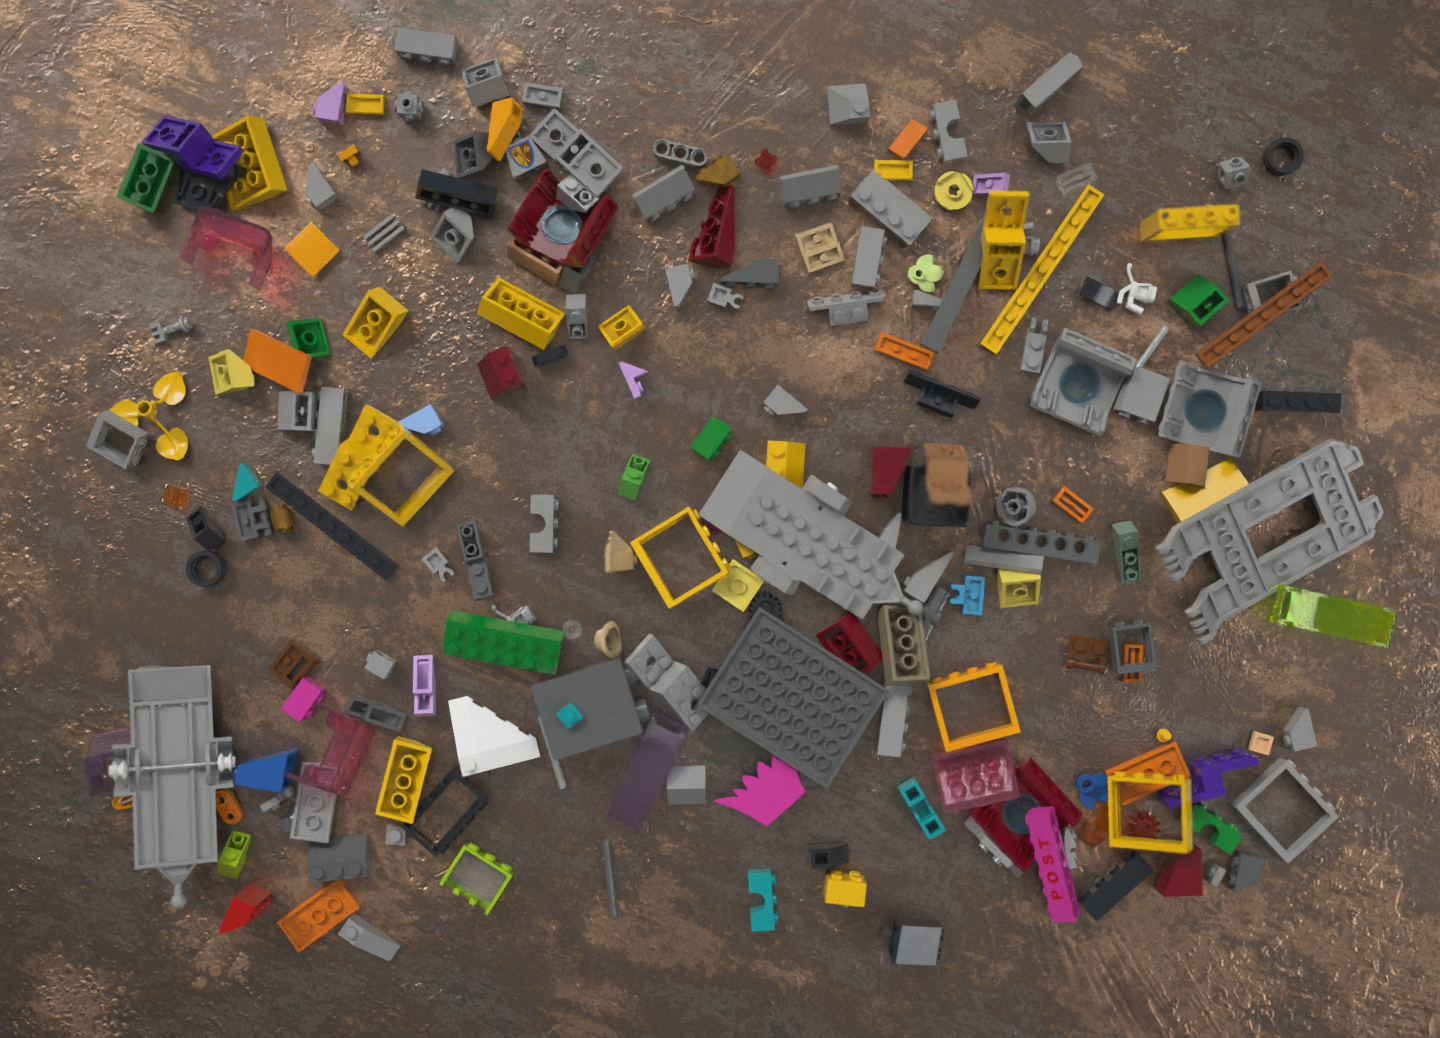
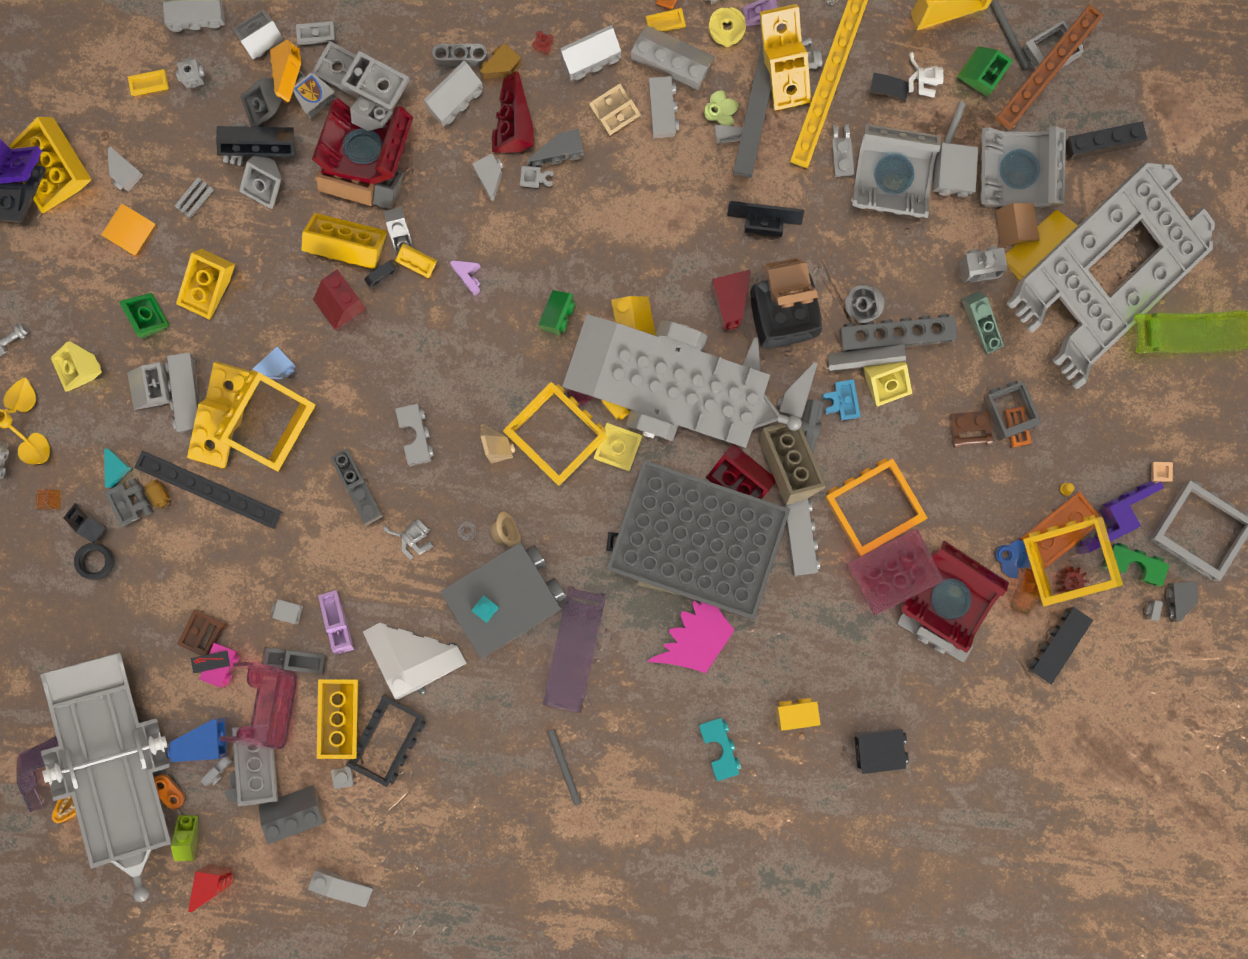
camera: 20 degrees left, 5 degrees down
(214, 225) = (30, 227): clear pink windscreen -> none
(277, 360) = (118, 341): orange tile -> none
(295, 695) = (210, 662): none -> black sticker
(318, 914) = (283, 878): orange tile -> none
(331, 105) = (116, 90): lavender slope -> none
(348, 154) = (143, 131): light orange tile -> none
(436, 561) = (319, 498): light grey plate -> none
(477, 876) = (432, 798): window -> none
(503, 642) = (402, 558): green brick -> none
(556, 764) = (481, 663): light grey bar -> none
(586, 351) = (416, 260): none -> yellow plate
(621, 327) = (445, 230): yellow slope -> none
(633, 477) = (490, 368): bright green slope -> none
(668, 681) = (573, 555): light grey bracket -> none
(686, 785) = (617, 655): light grey slope -> none
(766, 598) = (646, 453): black tyre -> none
(782, 403) = (617, 263): light grey slope -> none
(828, 855) = (773, 687): black slope -> none
(847, 308) = (654, 159): light grey bracket -> none
(904, 351) = (720, 186): orange tile -> none
(921, 808) = (851, 618): teal arch -> none
(1052, 864) = (993, 638): dark pink brick -> none
(1068, 837) = (1002, 613): light grey slope -> none
(1085, 514) = (918, 298): orange tile -> none
(1138, 497) = (983, 265): none -> light grey hinge
(1181, 874) = (1119, 613): dark red slope -> none
(1299, 731) = (1195, 451): light grey slope -> none

